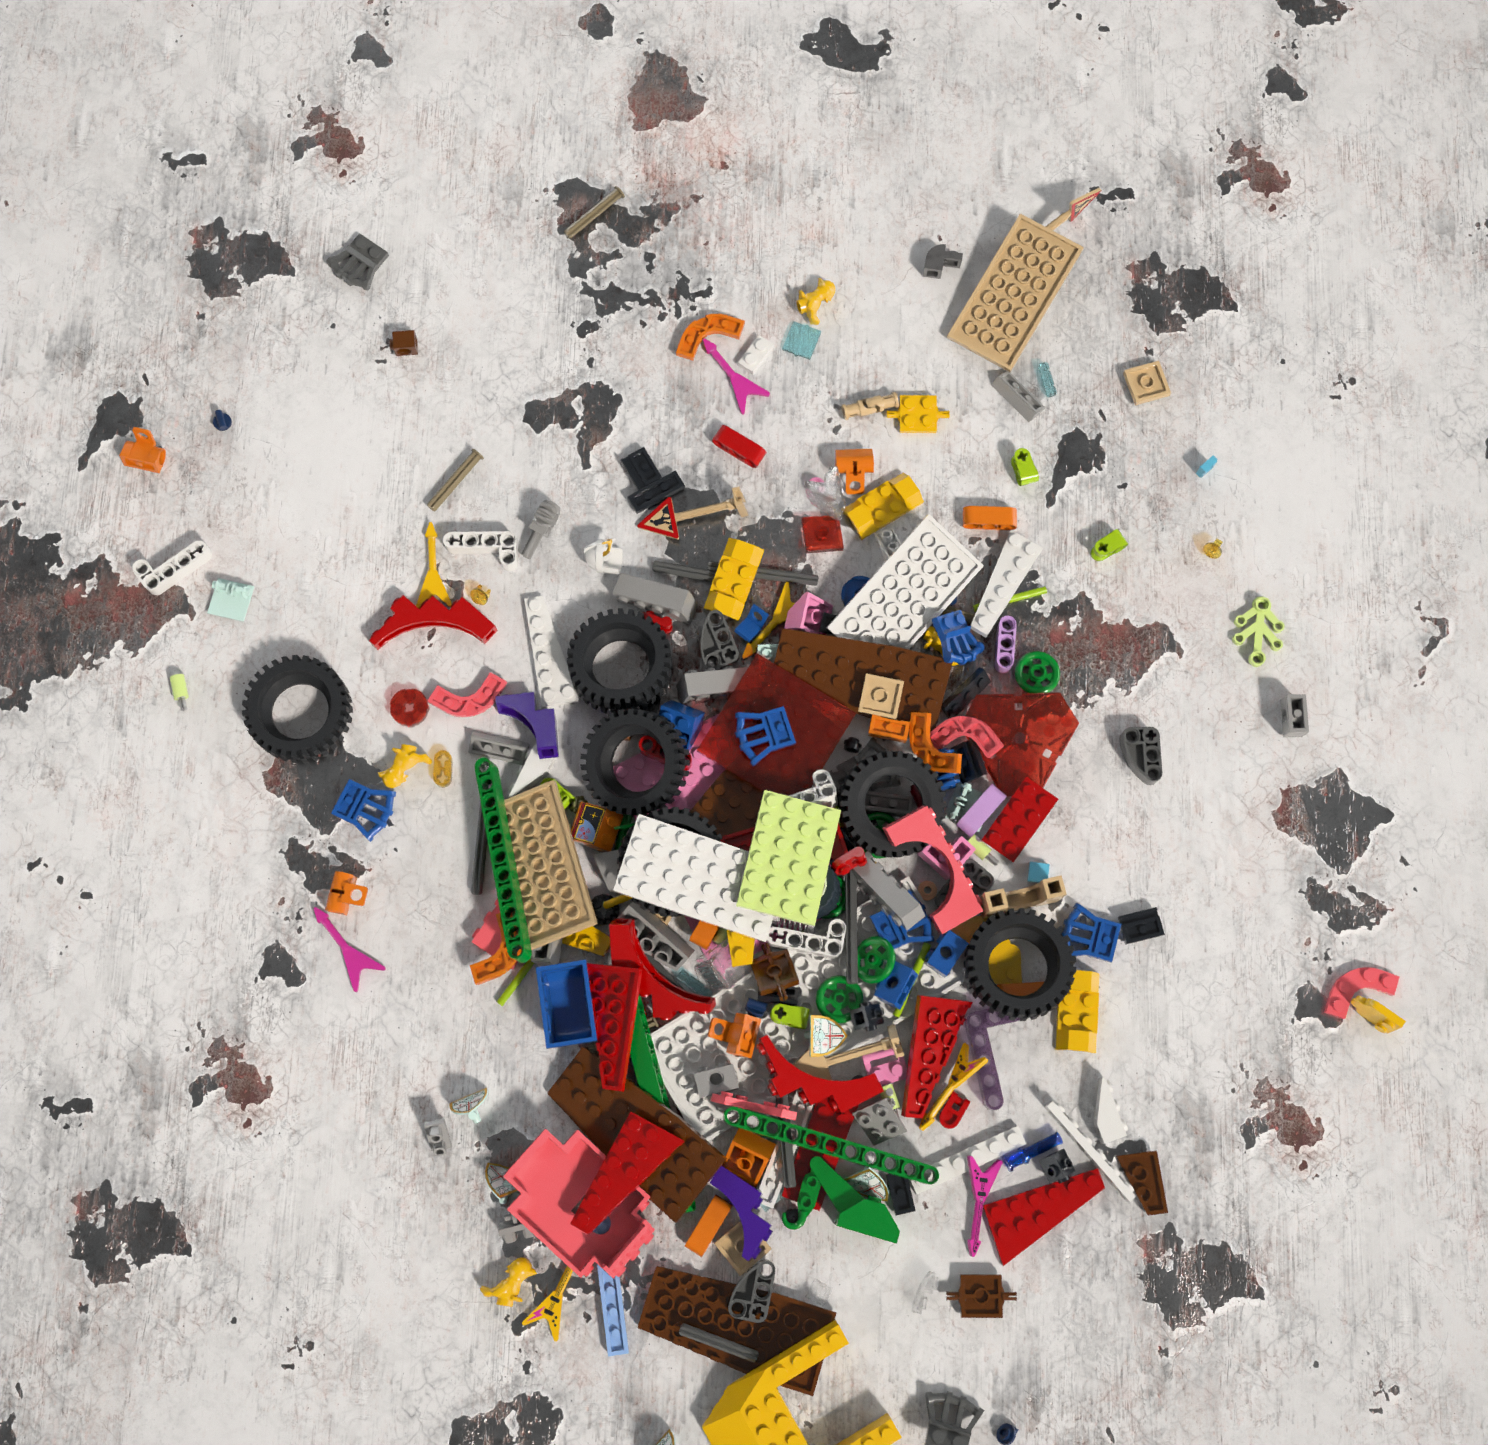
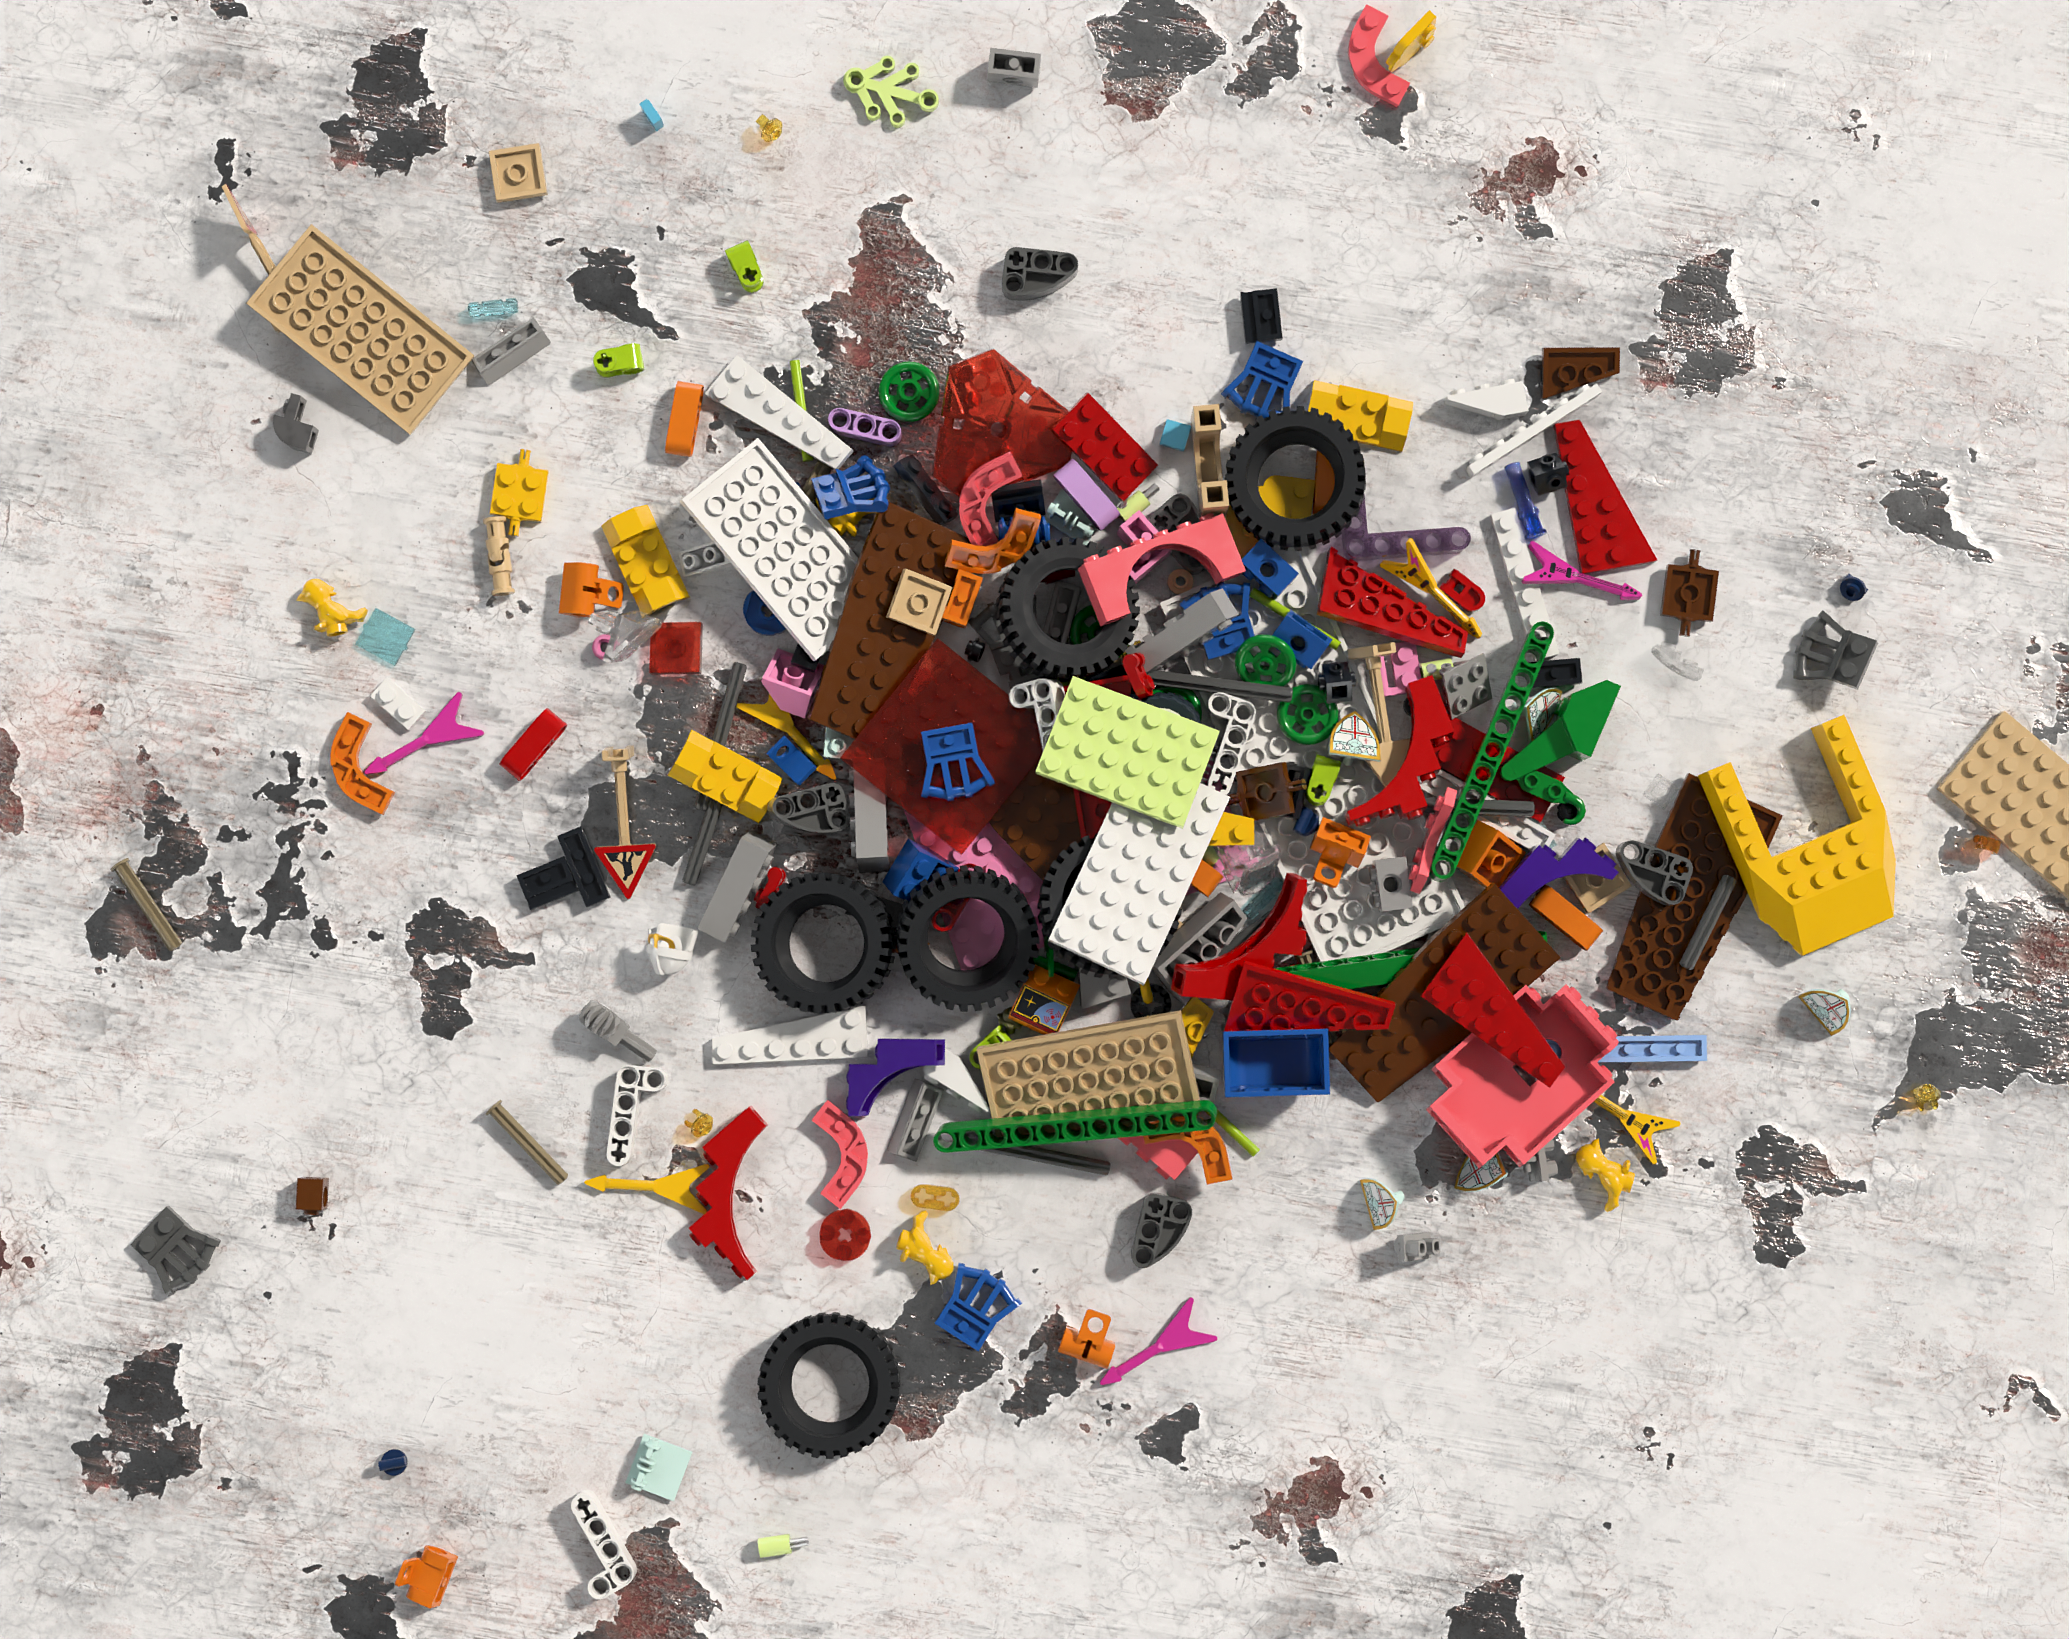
camera: 85 degrees left, 10 degrees up
(438, 941) = (1168, 1228): none -> dark grey beam

